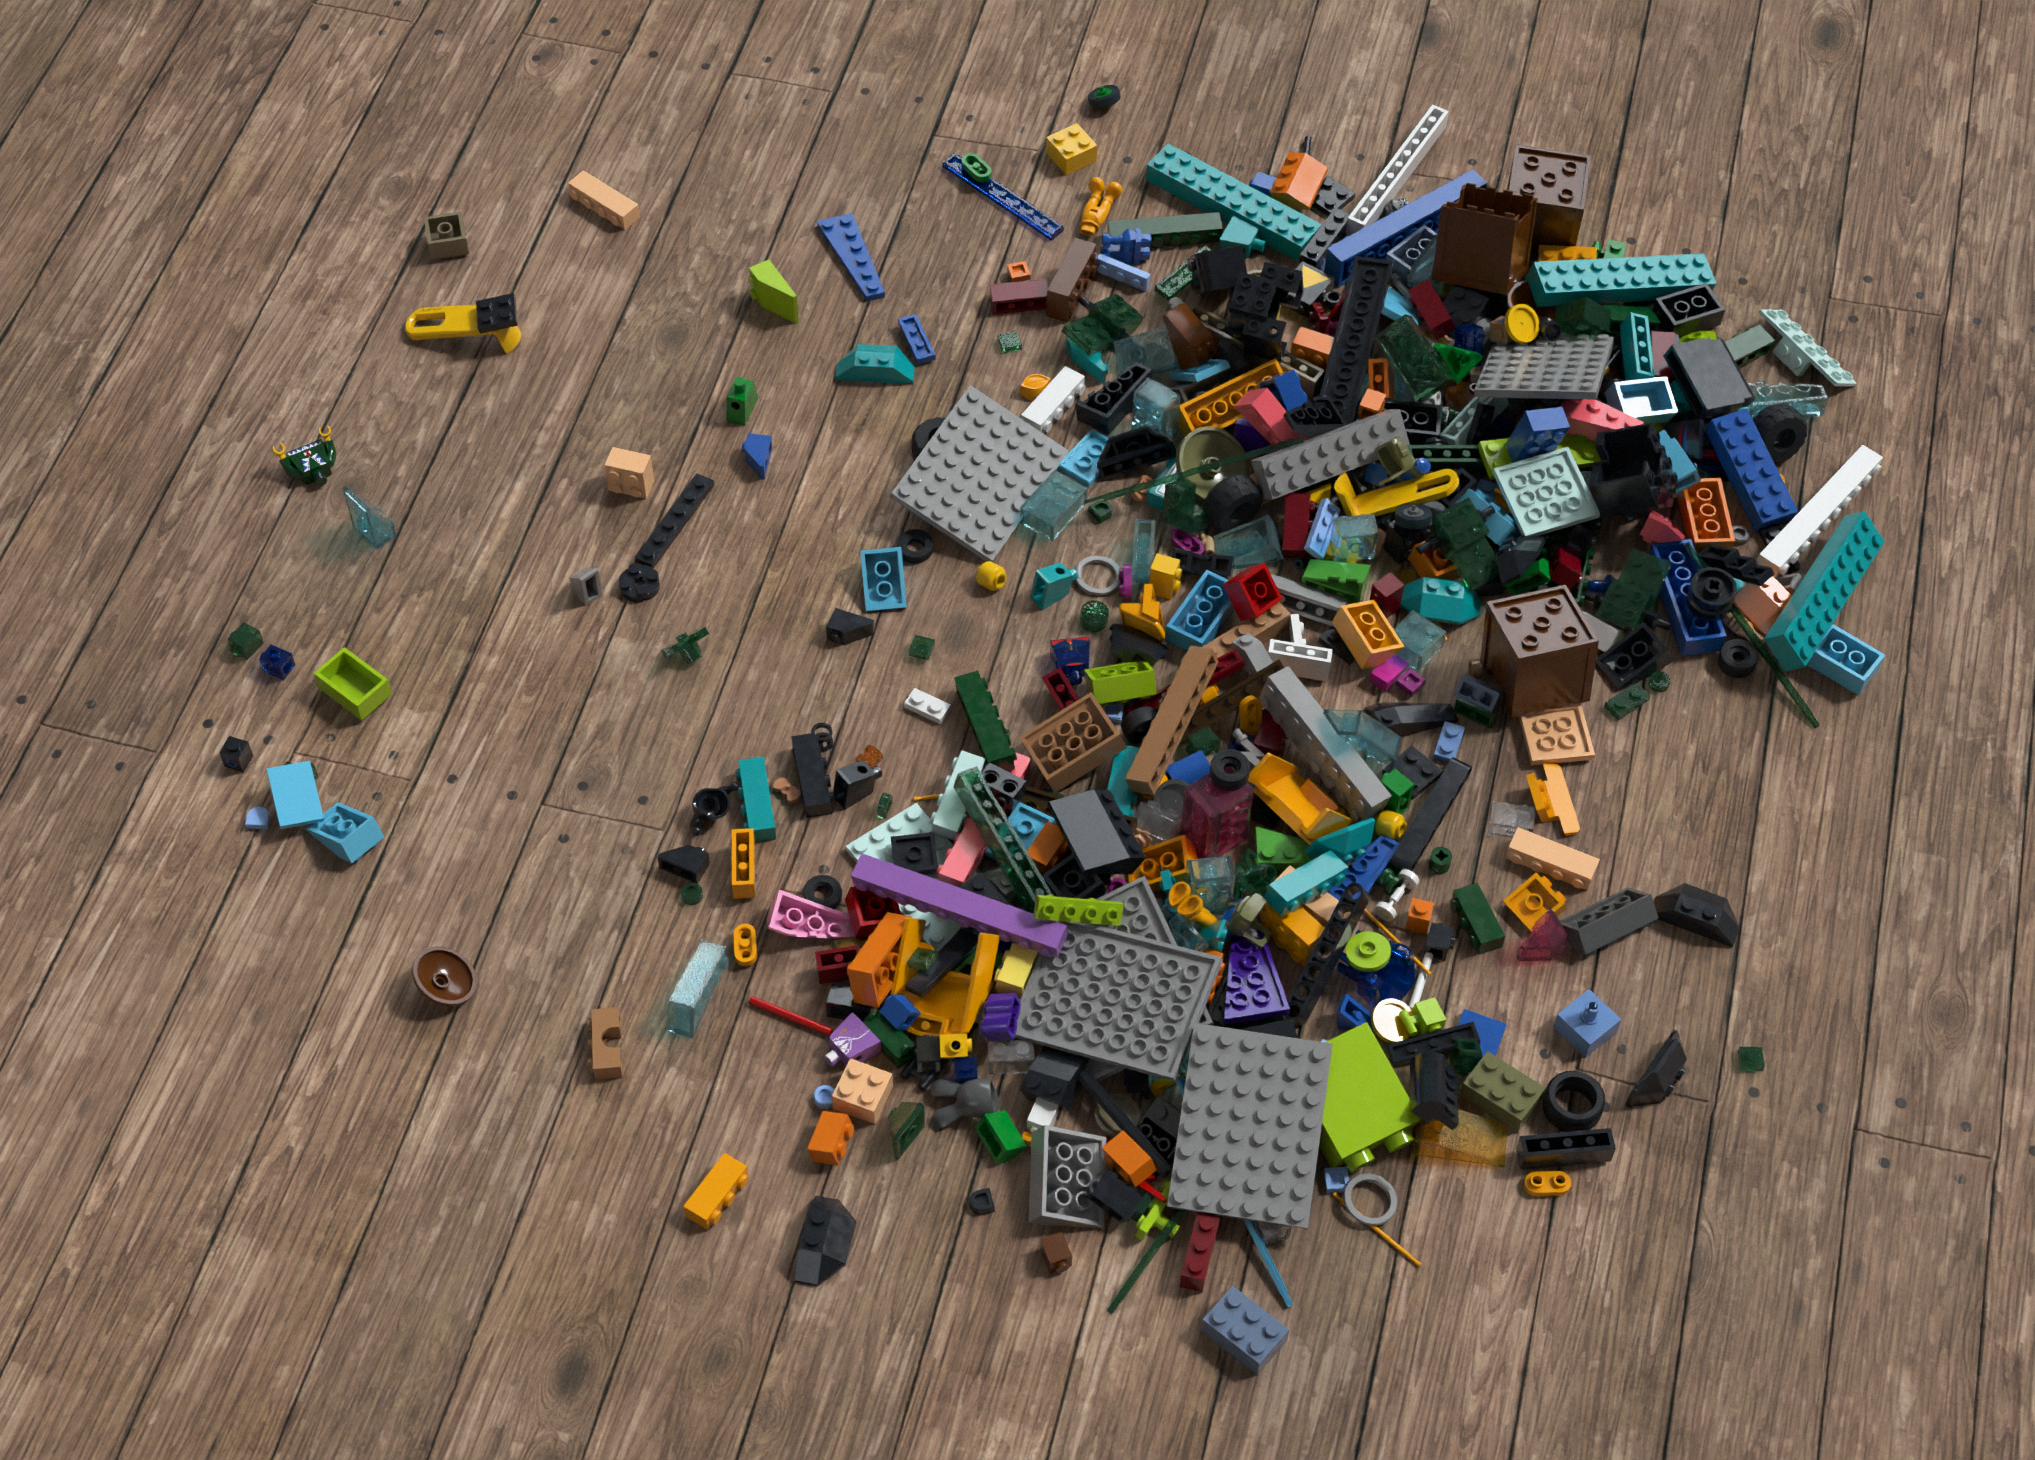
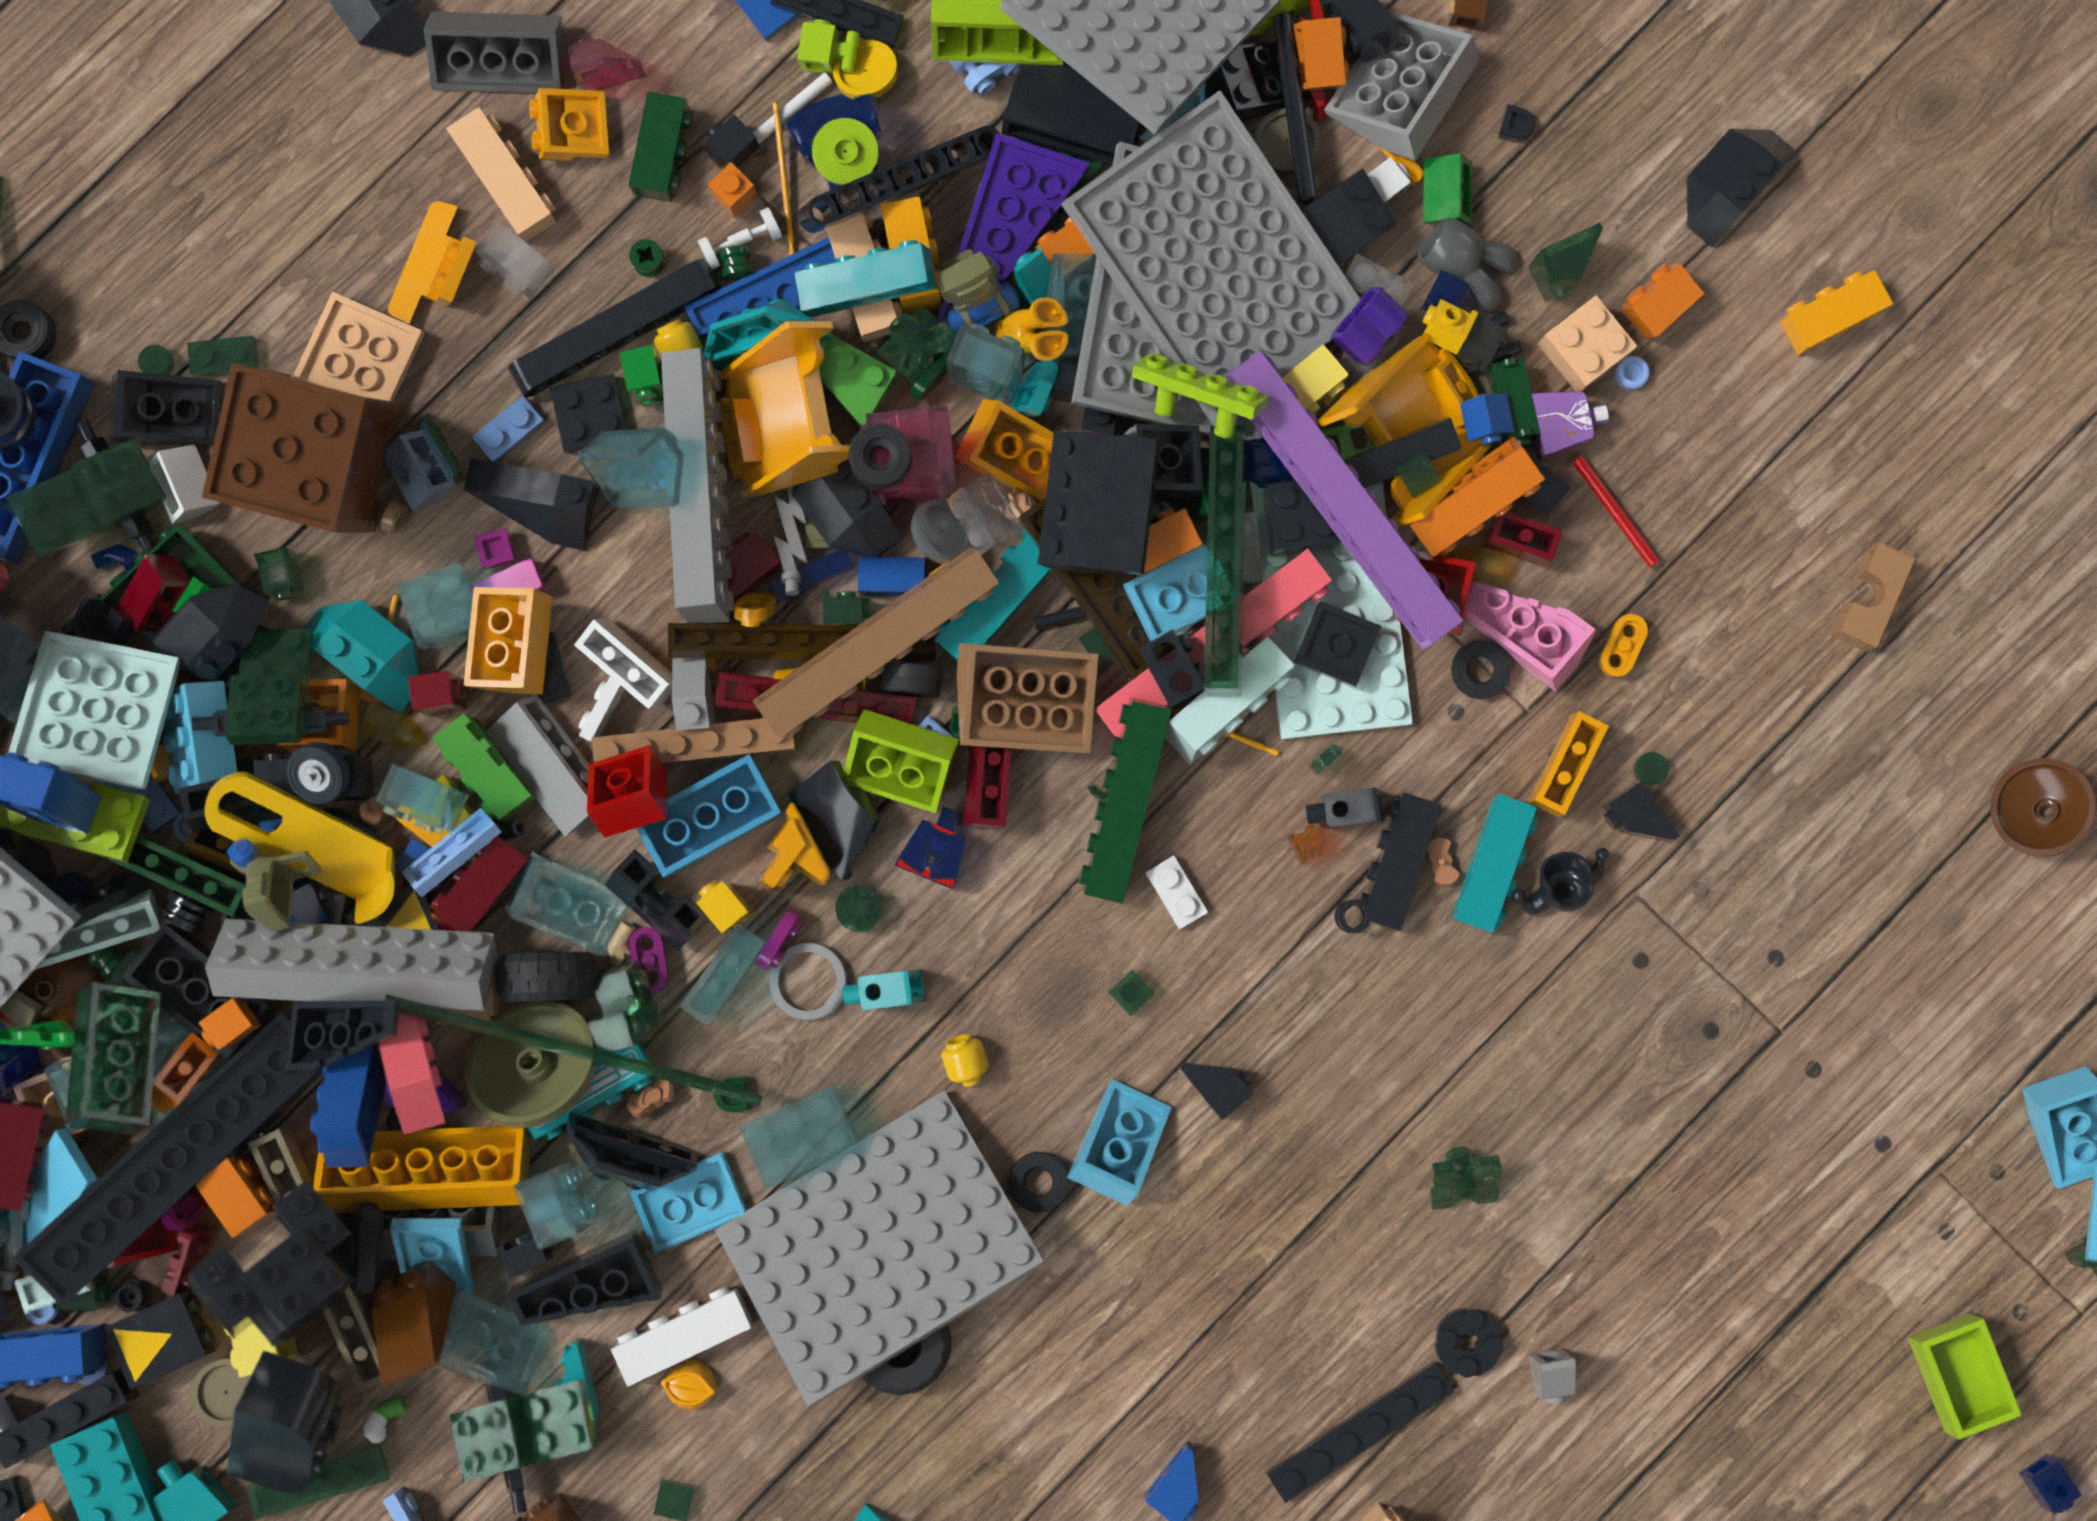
camera: 155 degrees left, 30 degrees up
(695, 988) = (1719, 612): clear light blue wedge -> none
(1352, 1014) = (913, 96): blue slope -> none

